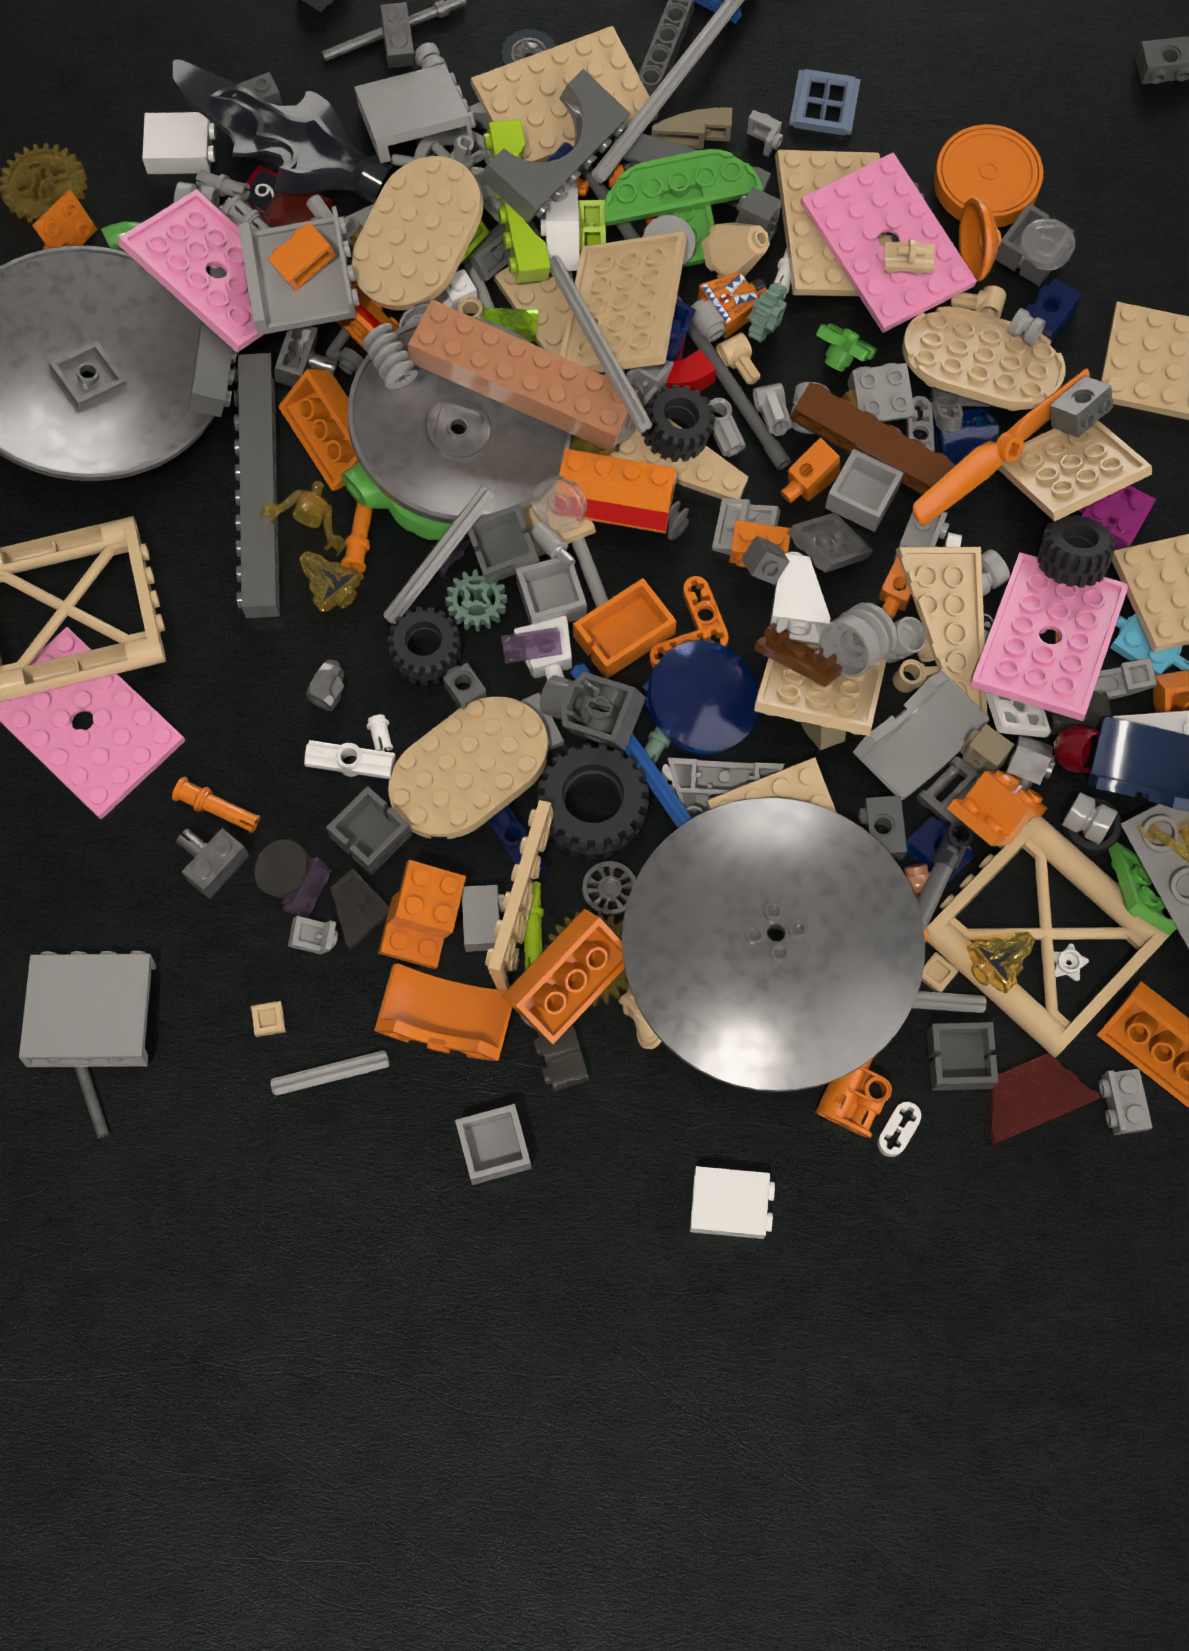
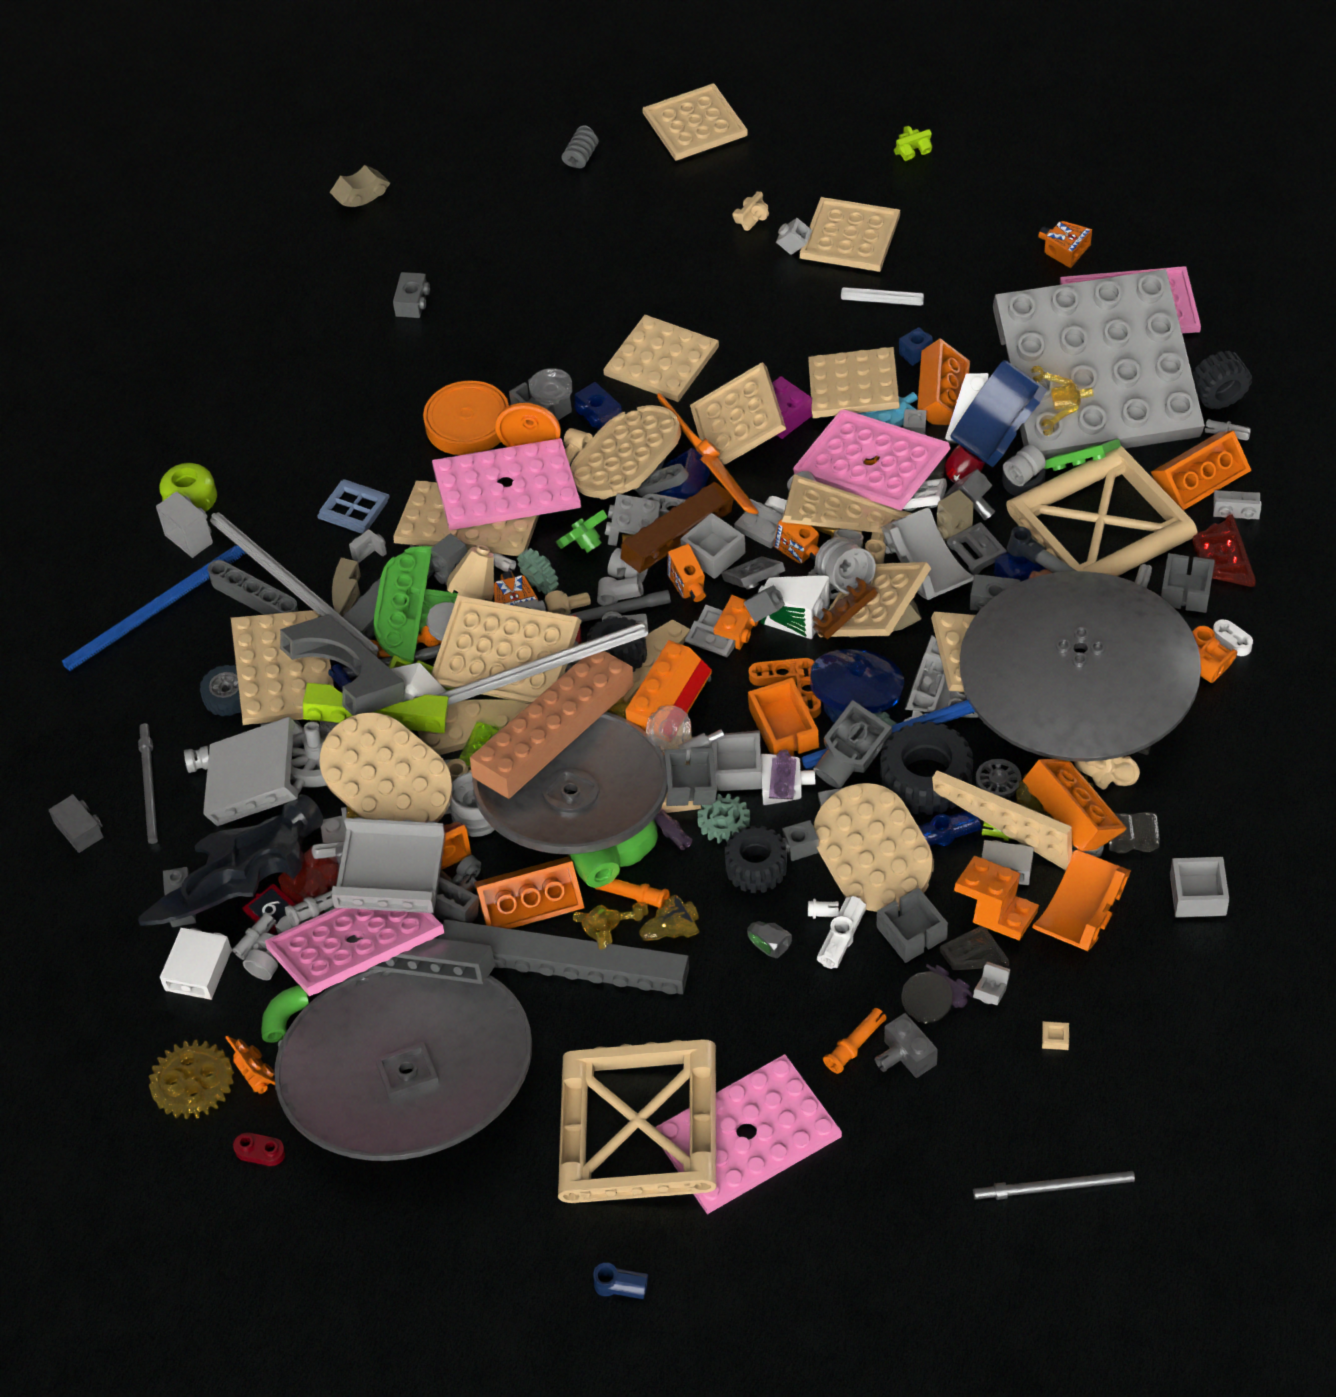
camera: 70 degrees left, 20 degrees down
(86, 1010) = (1022, 1158): light grey panel -> none
(301, 256) = (381, 854): orange piece -> none
(329, 1072) = (1112, 998): light grey axle -> none
(388, 358) = (507, 800): light grey piece -> none
(397, 35) = (165, 774): flat silver brick -> none
(439, 553) = (686, 821): light grey axle -> none
(731, 1202) = (1271, 748): white brick -> none
(909, 257) = (534, 465): tan hips -> none
(998, 807) = (1003, 511): orange bracket -> none
(1000, 960) = (1121, 540): clear yellow rock -> none
(1026, 326) = (612, 417): light grey wheel -> none
(1076, 551) = (809, 428): black tyre -> none
(1076, 960) = (1124, 509): white plate -> none
(1081, 406) = (688, 402): dark grey brick -> none

